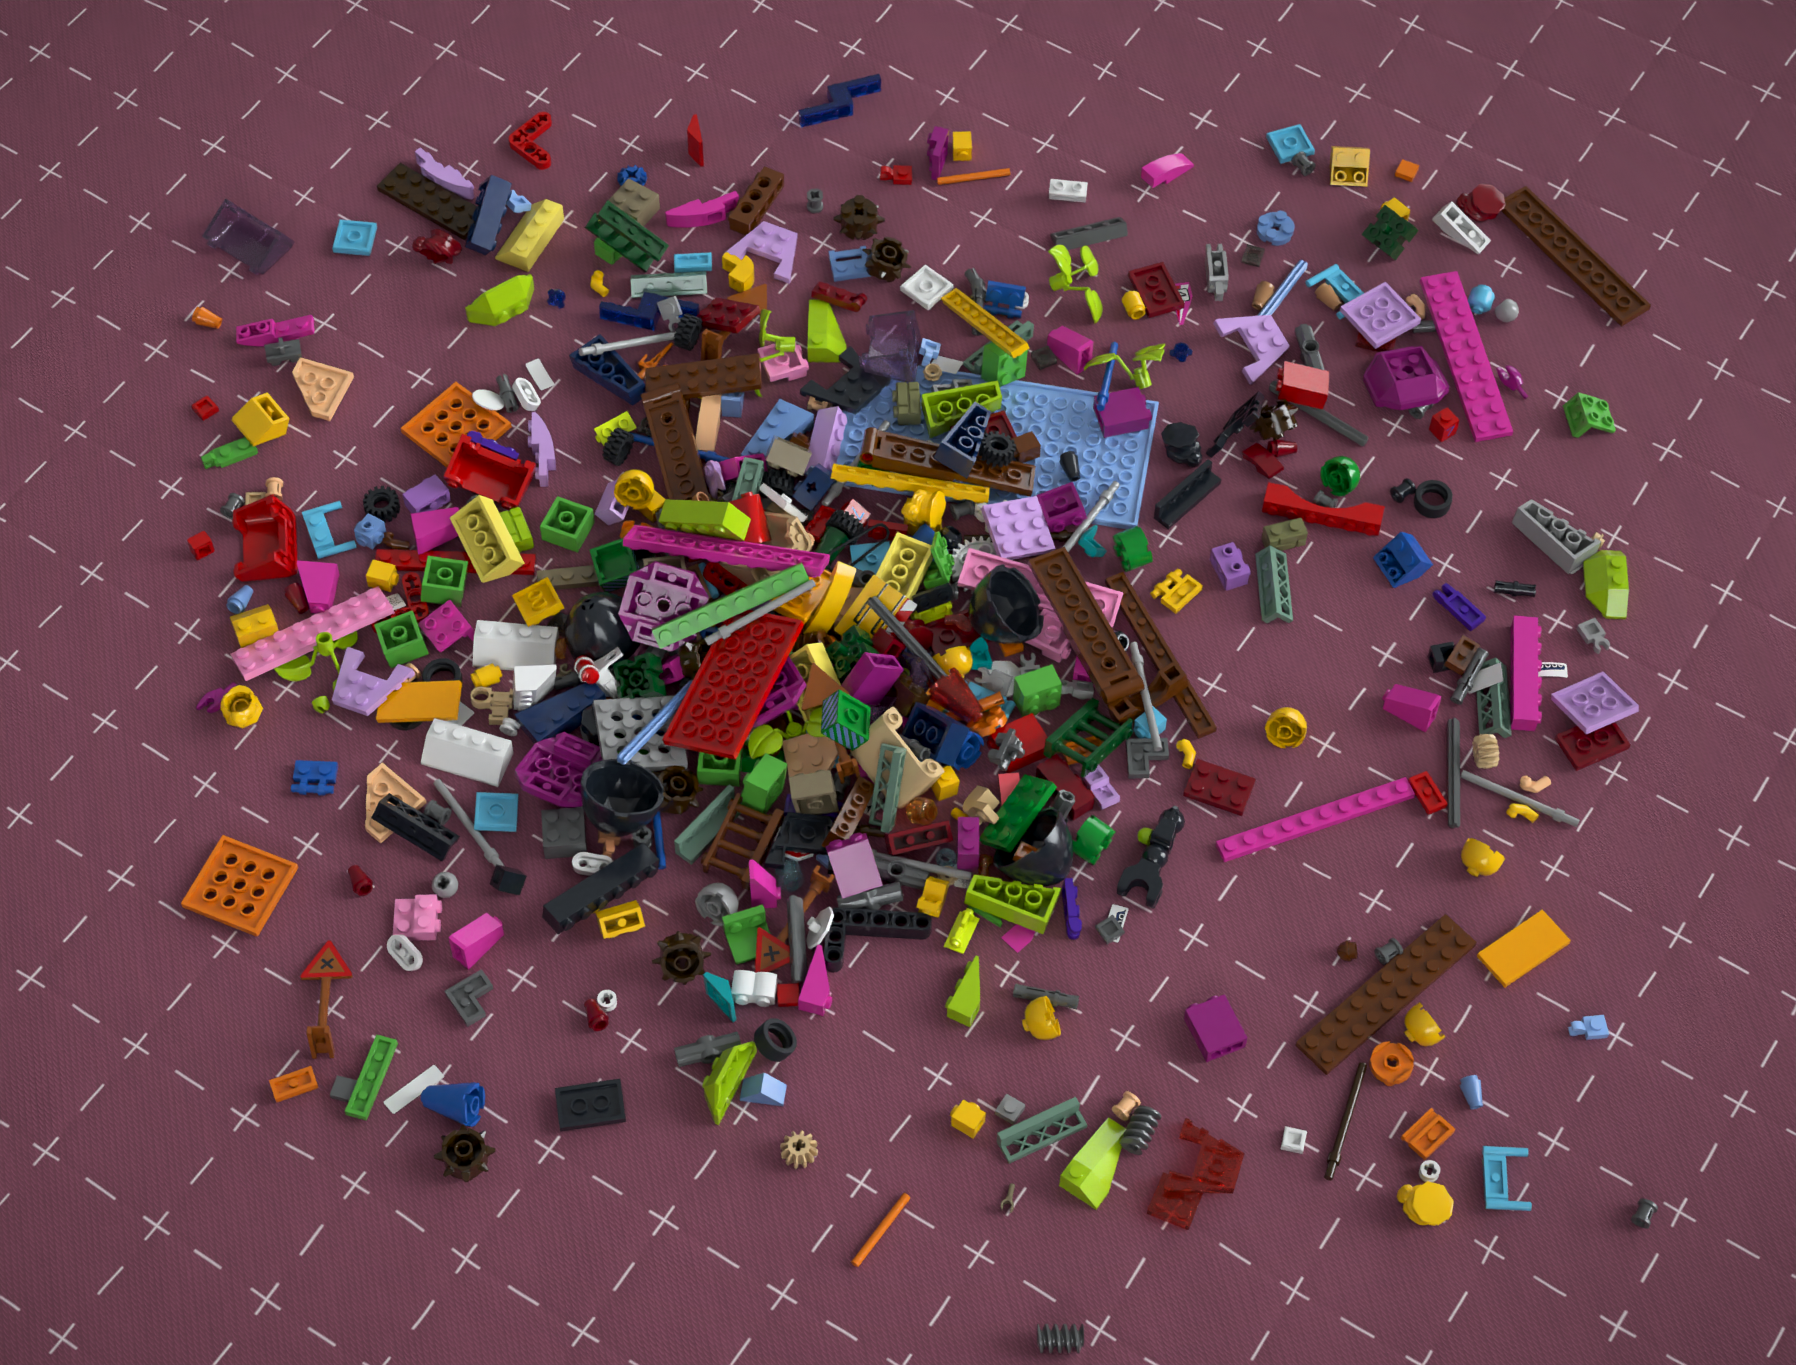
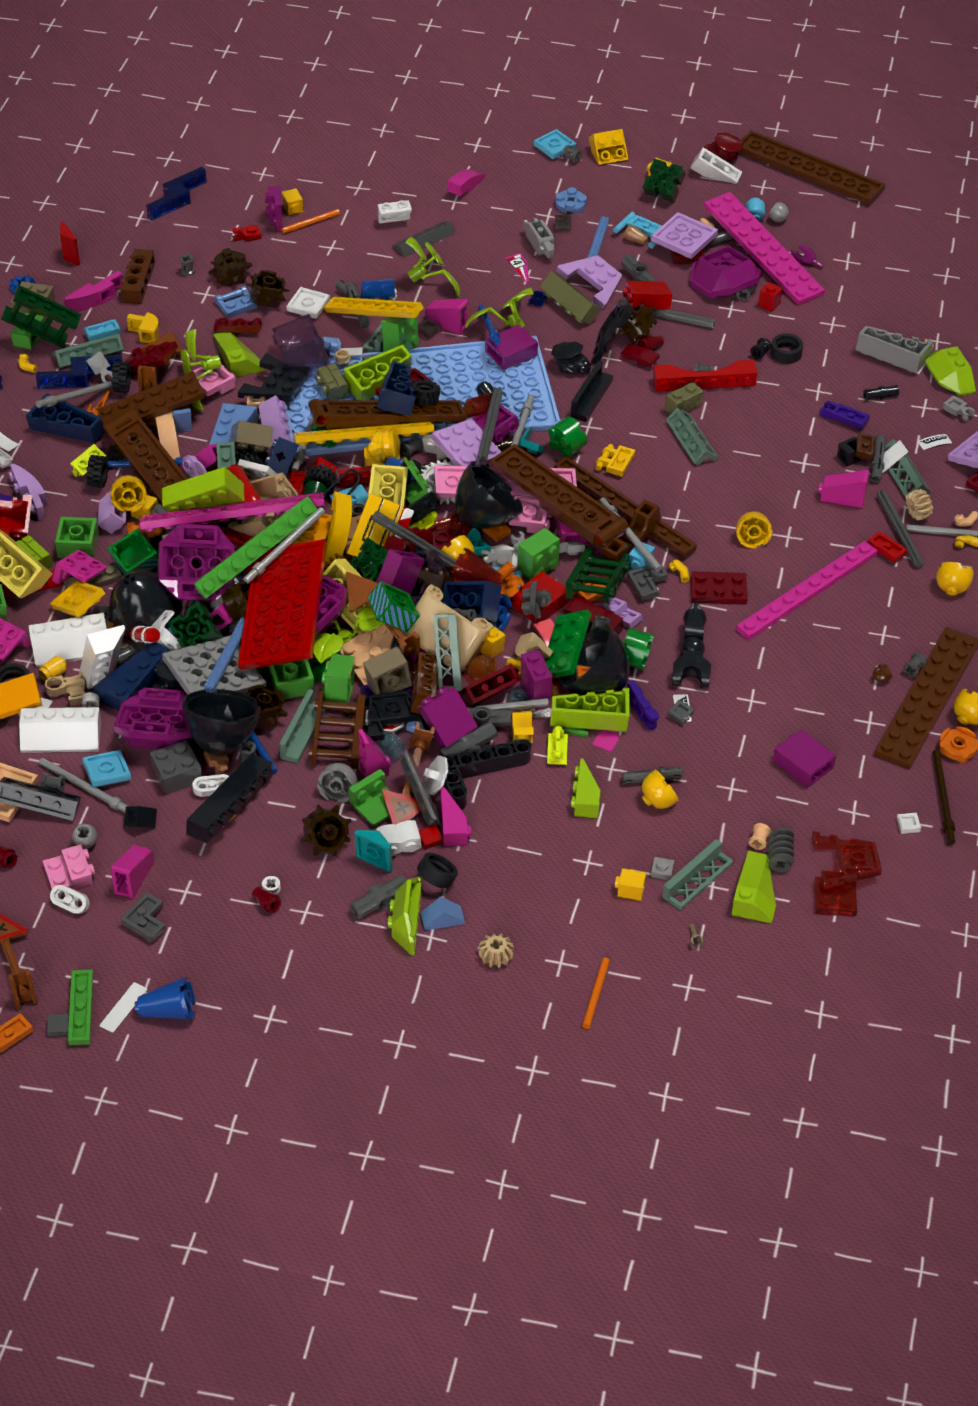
camera: 20 degrees left, 10 degrees down
(474, 1149) = (196, 1041): dark brown brick -> none
(554, 563) = (78, 565): none -> dark pink bracket
(590, 1105) = (293, 970): black plate -> none
(620, 919) = (257, 817): yellow brick -> none
(771, 243) = (164, 303): lavender wing -> none
(1026, 447) = (448, 387): reddish brown brick -> none
(1051, 479) = (477, 405): none -> clear red piece
(1051, 511) = (490, 424): none -> dark grey axle
(1060, 1338) = (792, 1026): dark grey piece -> none
(1133, 305) = (484, 275): yellow brick -> none
(1144, 835) = (676, 637): lime hinge -> none
(1156, 289) = (497, 261): dark red plate -> none
(1215, 364) = (570, 298): none -> olive brick
(1230, 566) = (650, 432): medium lavender brick -> none
(1262, 294) = (583, 245): medium nougat cone -> none
(1340, 475) = (707, 348): green cylinder -> none
(1402, 560) = (784, 394): blue slope -> none
(1407, 170) = (654, 142): orange tile -> none
(1524, 673) = (919, 446): dark pink brick -> none
(1587, 412) = (873, 264): bright green bracket -> none

